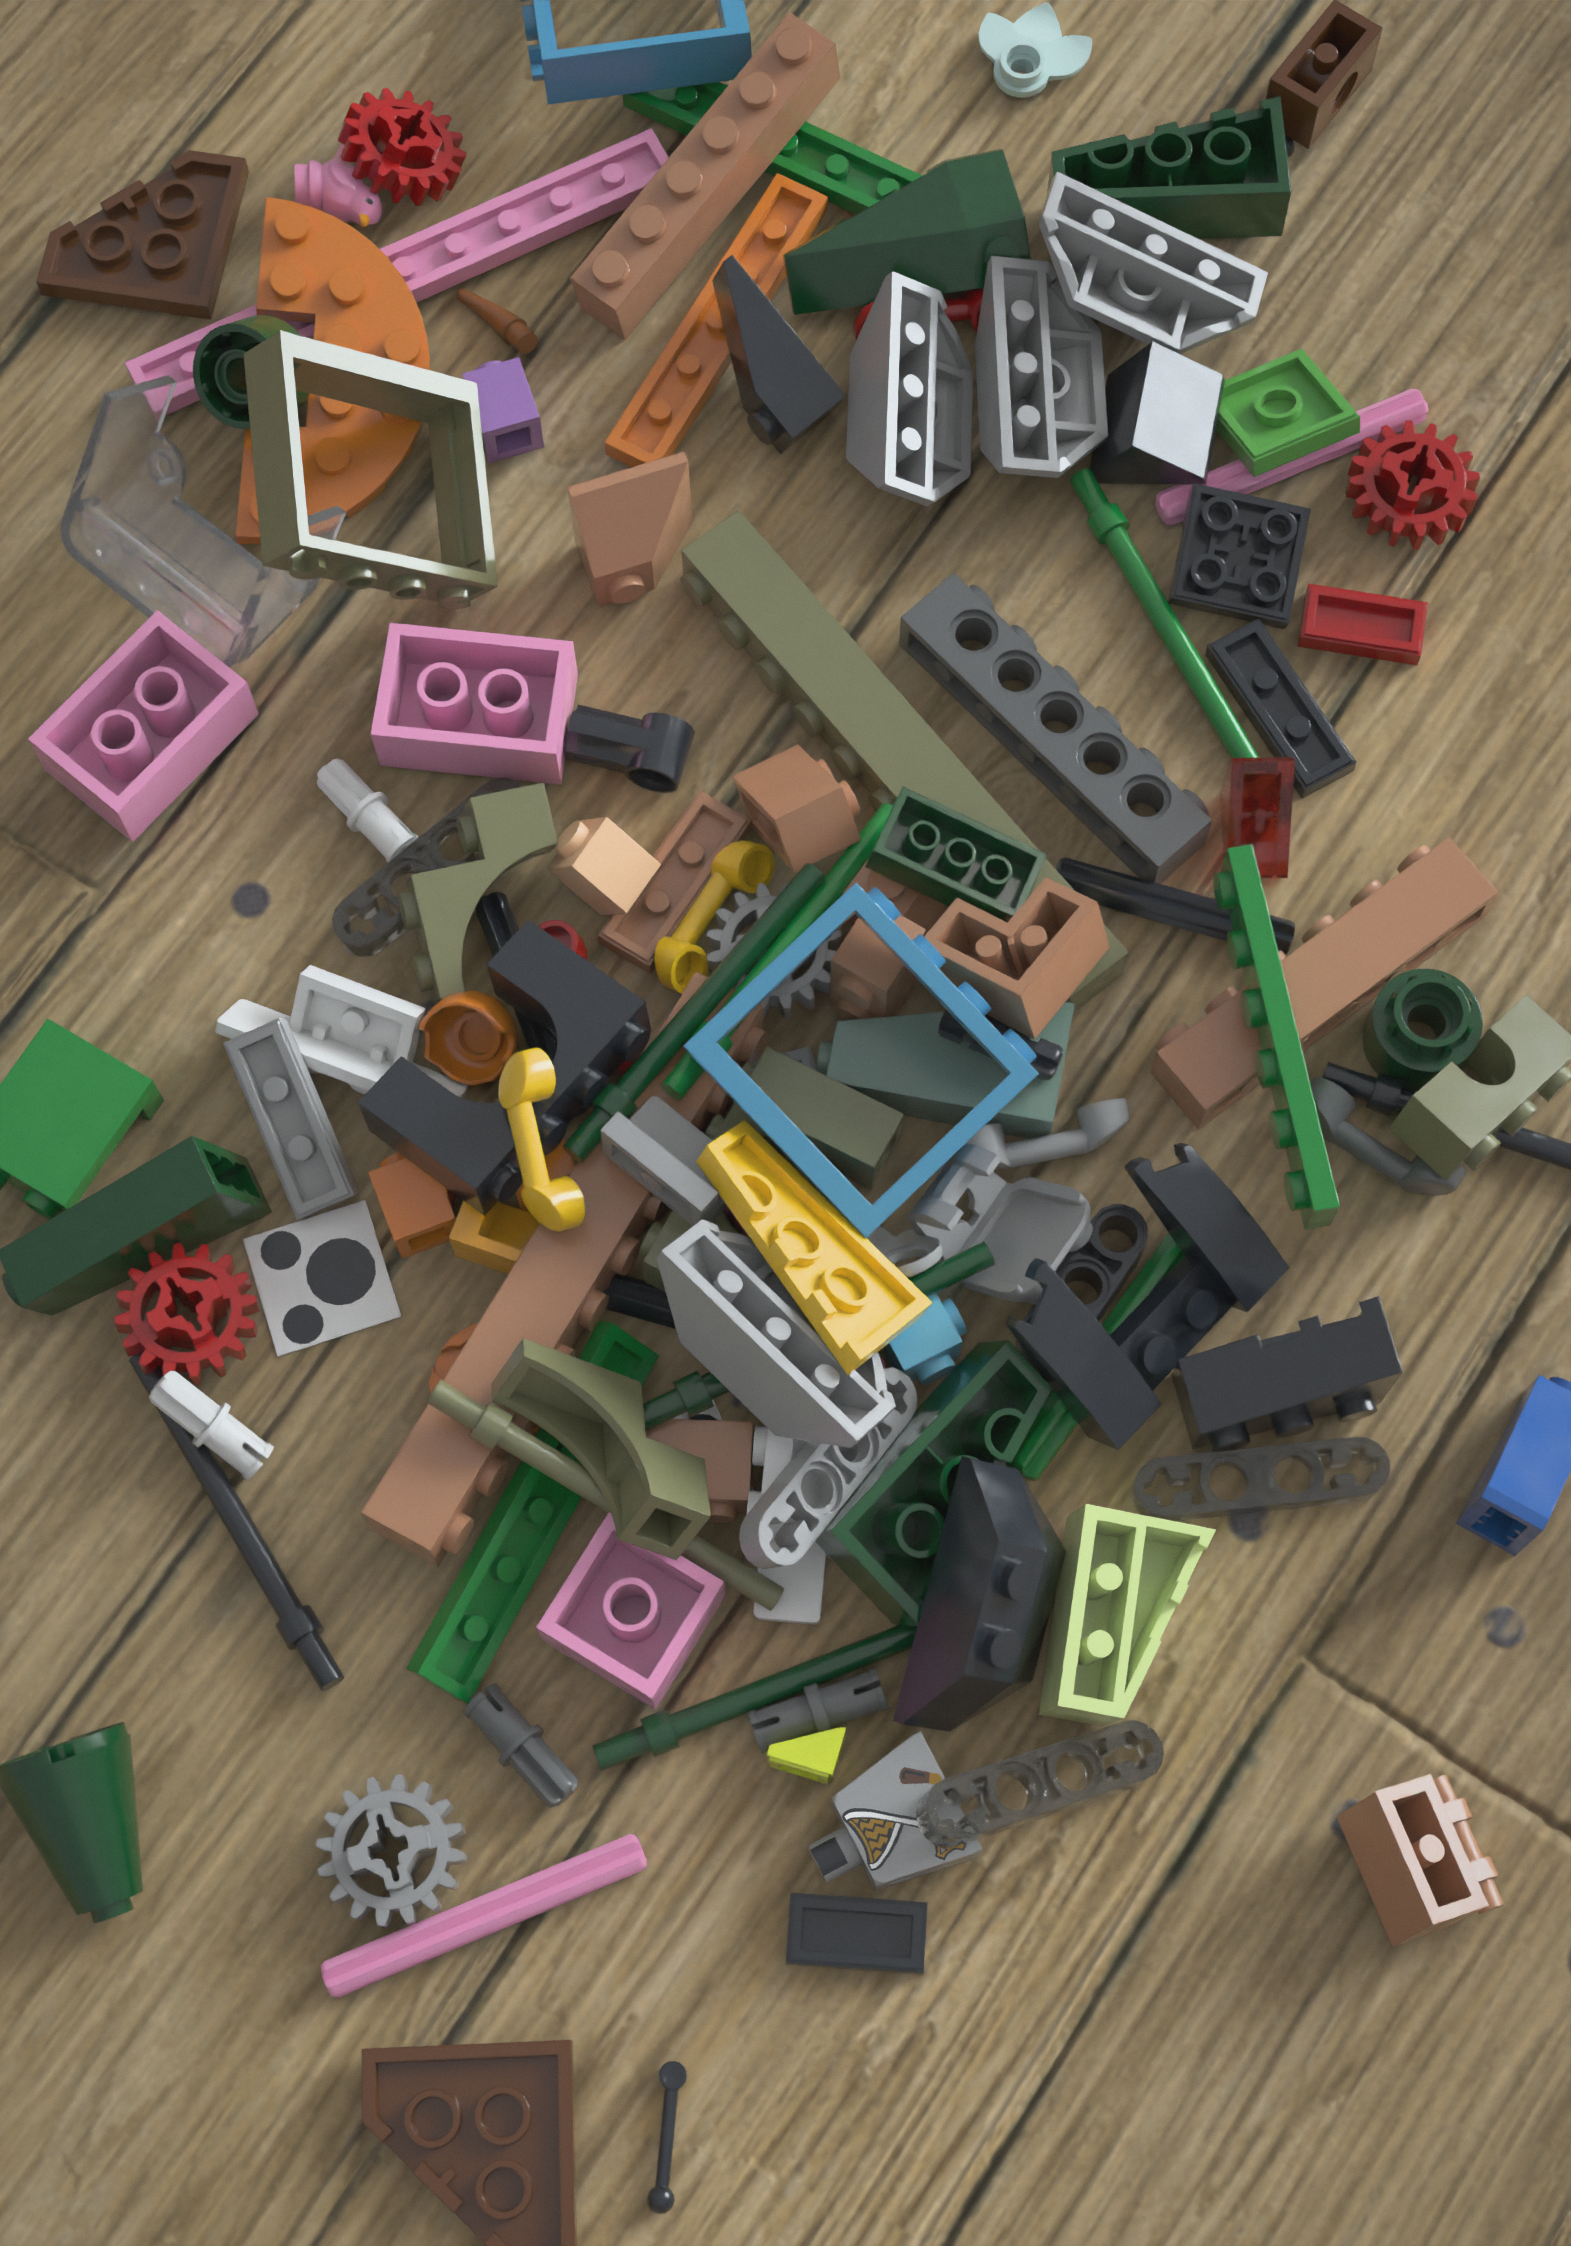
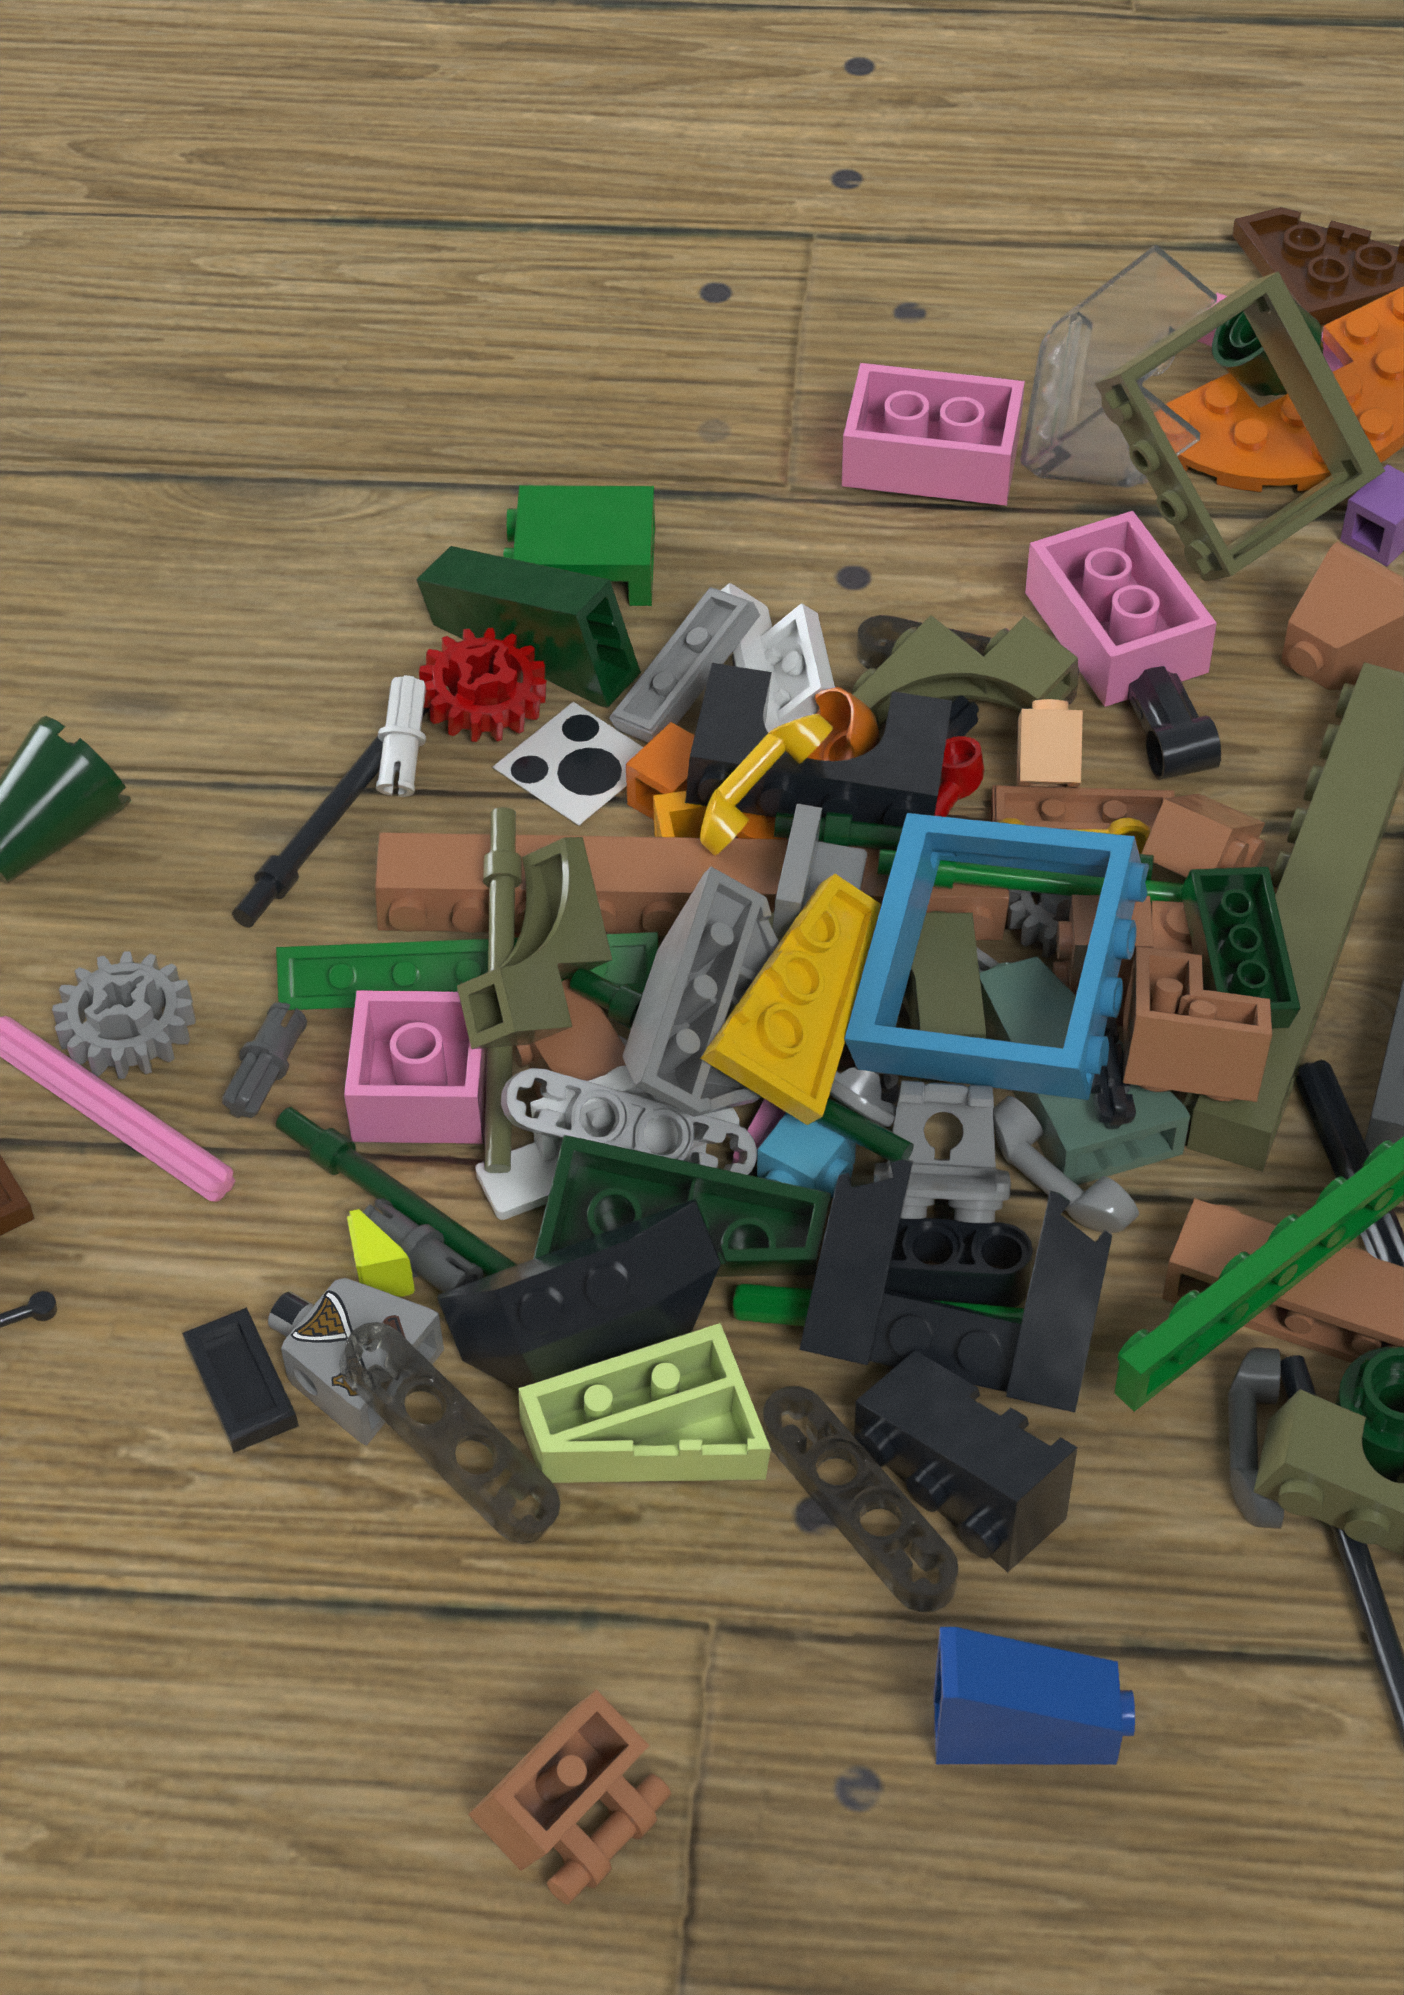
camera: 60 degrees right, 20 degrees down
(365, 809) = (979, 595): white axle -> none

